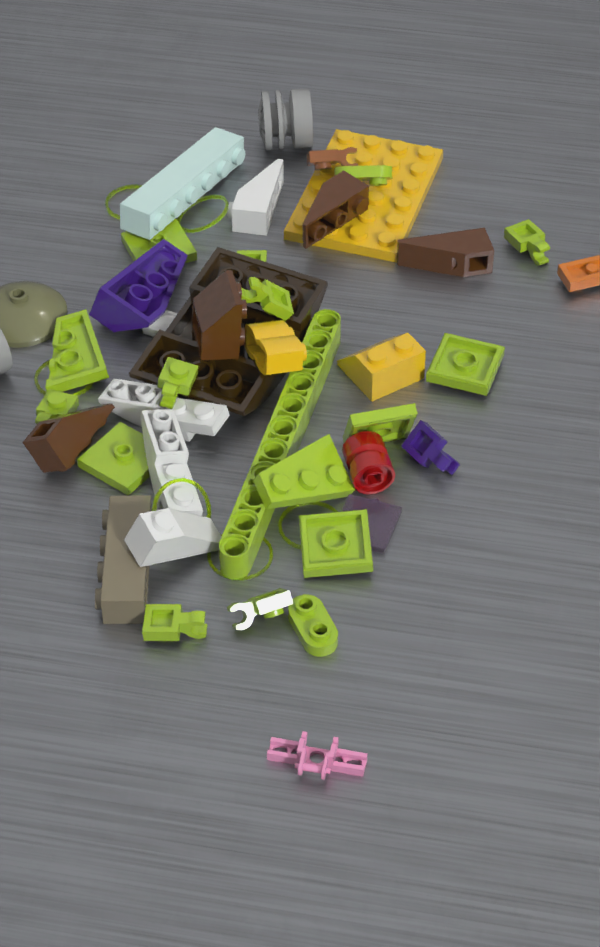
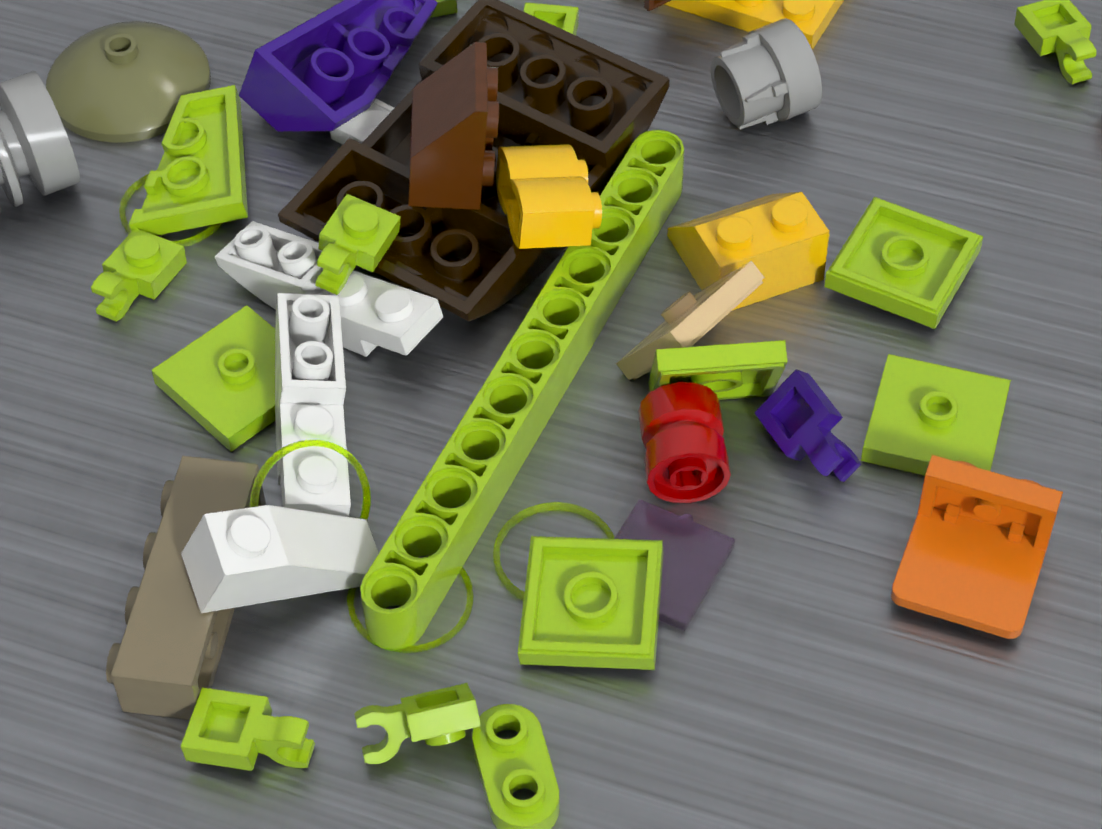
camera: 10 degrees right, 5 degrees up
(60, 439) = (127, 327): reddish brown slope -> none
(272, 298) = (557, 100): lime plate -> none
(305, 477) = (555, 460): lime wing -> none
(361, 401) = (692, 318): none -> tan plate
(377, 276) = (767, 76): none -> light grey piece
(449, 253) = (908, 45): reddish brown slope -> none
(494, 440) = (935, 412): none -> lime plate
(525, 494) = (976, 547): none -> orange bracket

